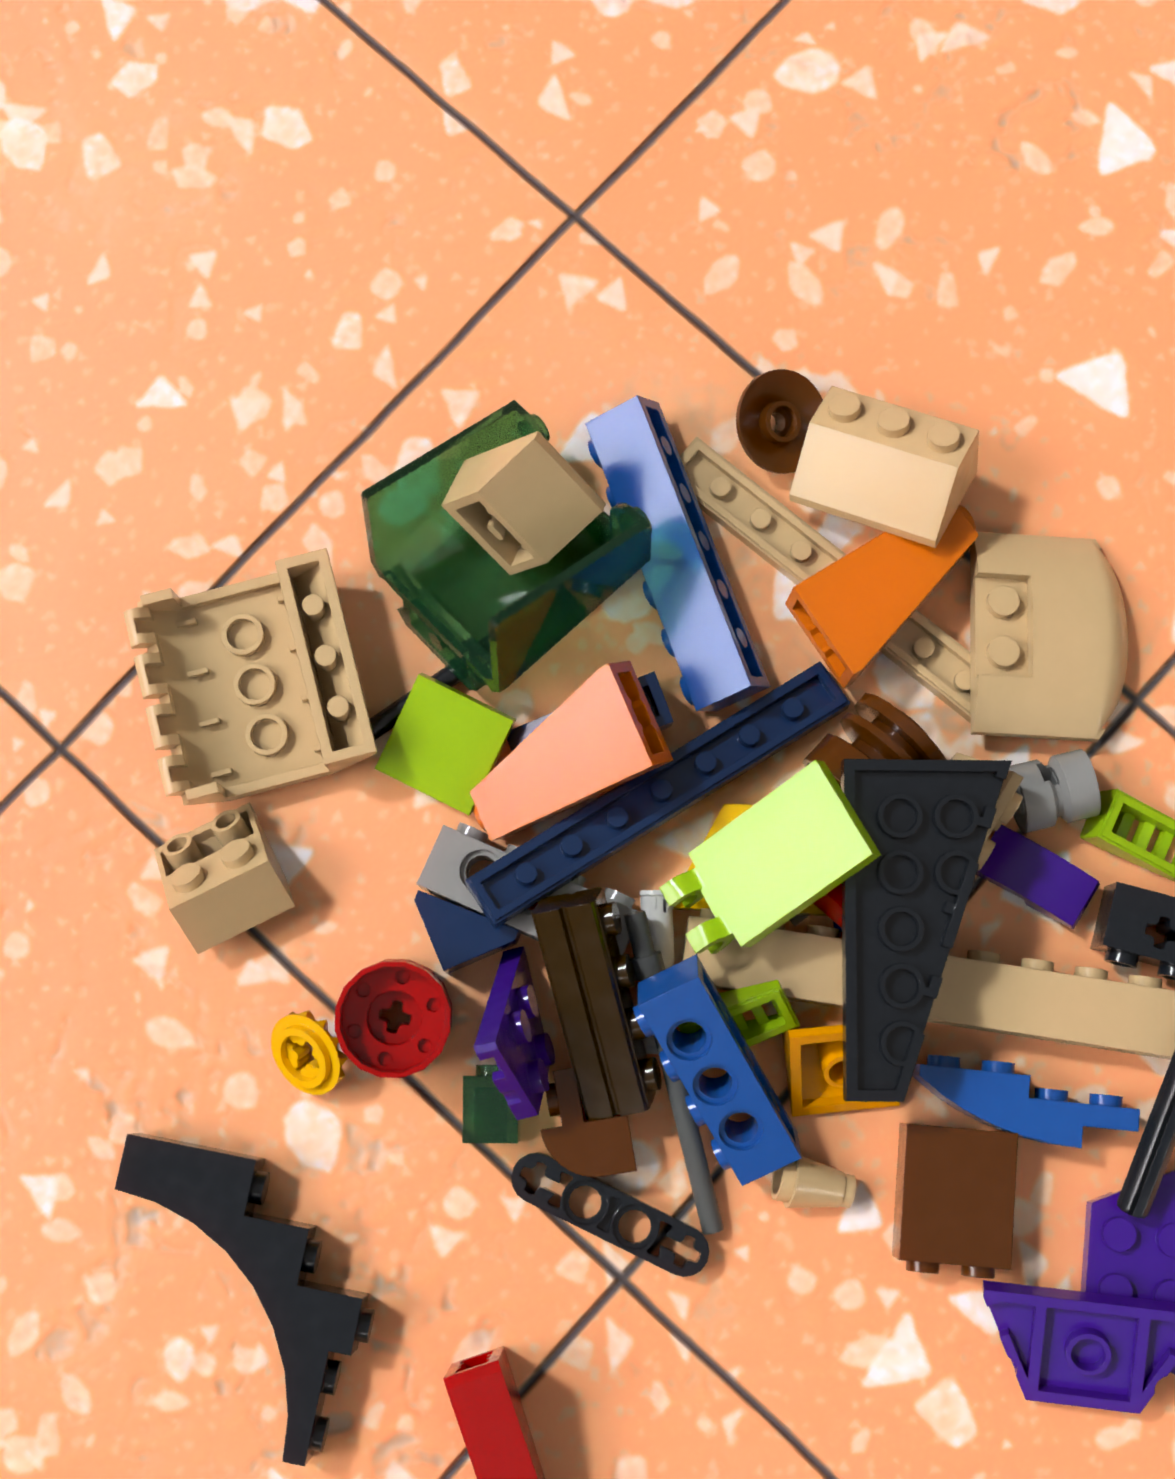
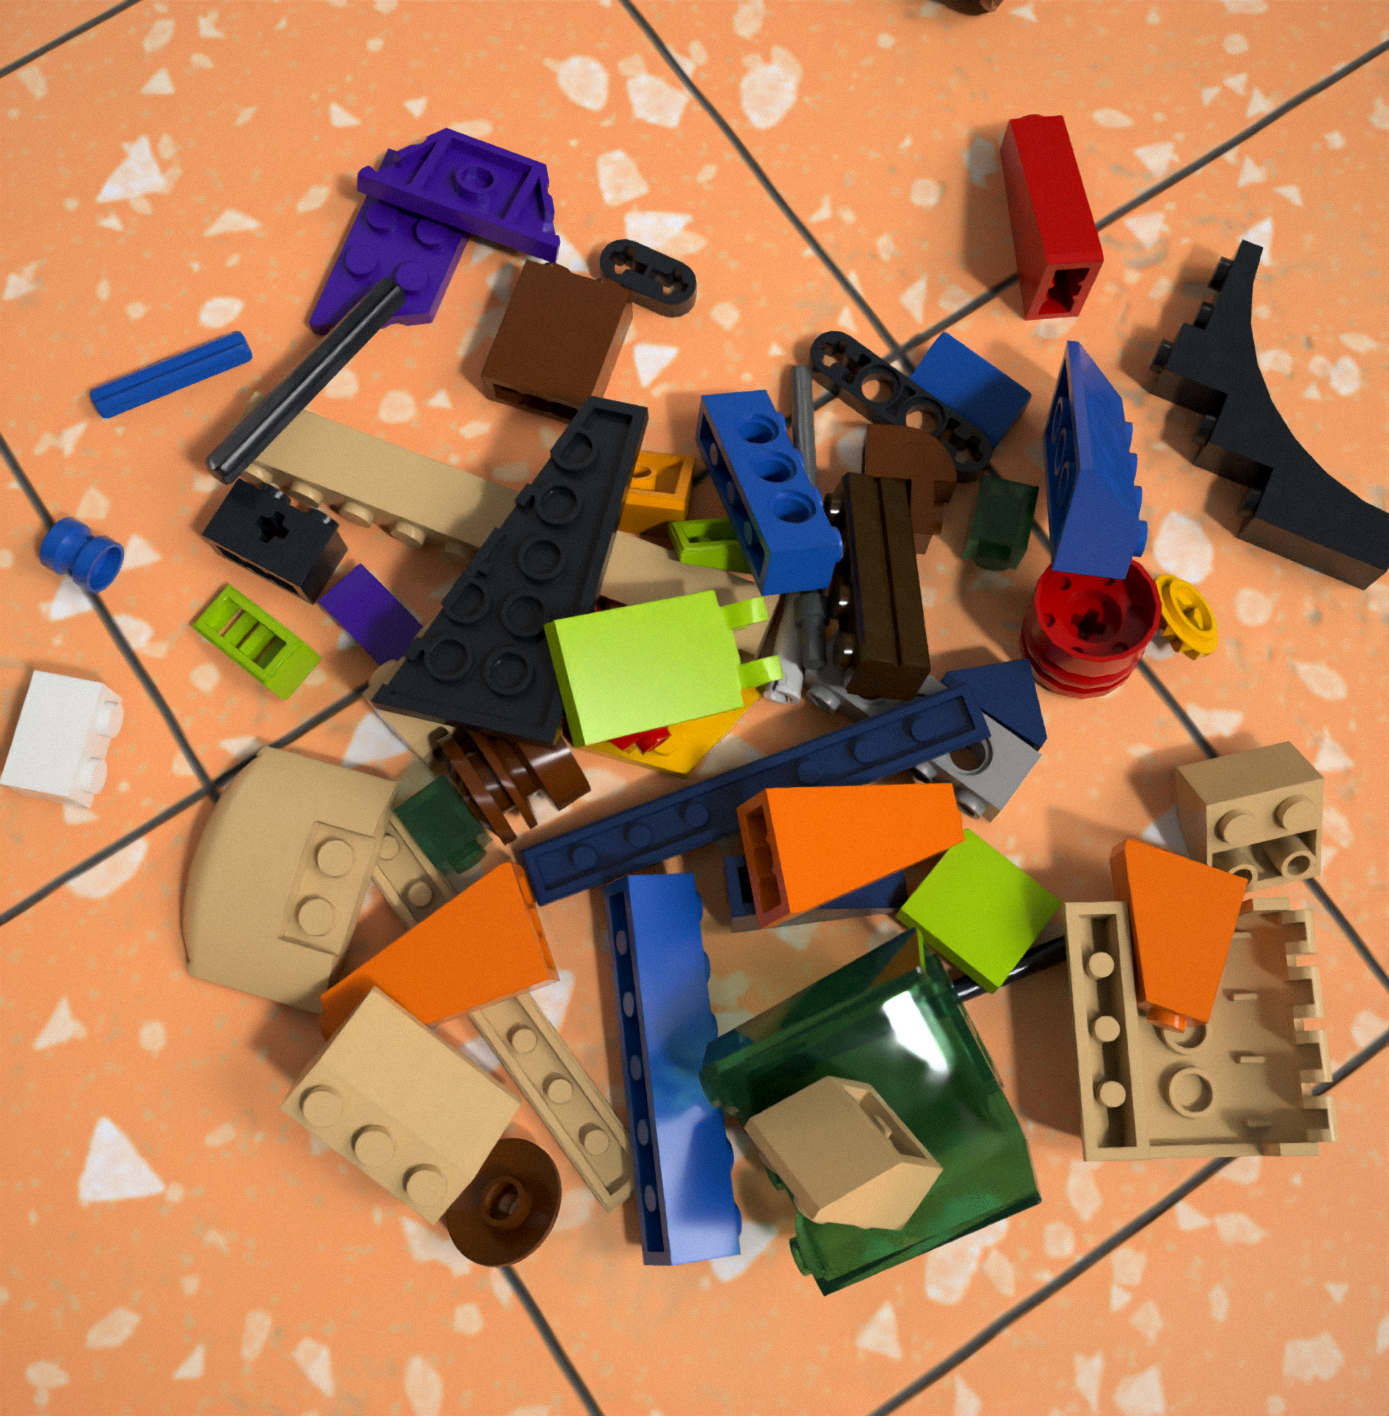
camera: 170 degrees left, 5 degrees down
(278, 753) = (1178, 930): none -> orange slope
(418, 1155) = (1090, 474): none -> blue slope
(516, 1037) = (967, 568): dark purple wing -> none
(547, 1244) = (971, 387): none -> blue slope
(812, 1185) = (688, 381): tan cone -> none
(884, 1310) = (650, 274): none -> black beam
(923, 699) = (444, 827): none -> clear green brick
(1003, 1102) = (482, 414): blue slope -> none
(1056, 790) = (312, 699): light grey wheel -> none

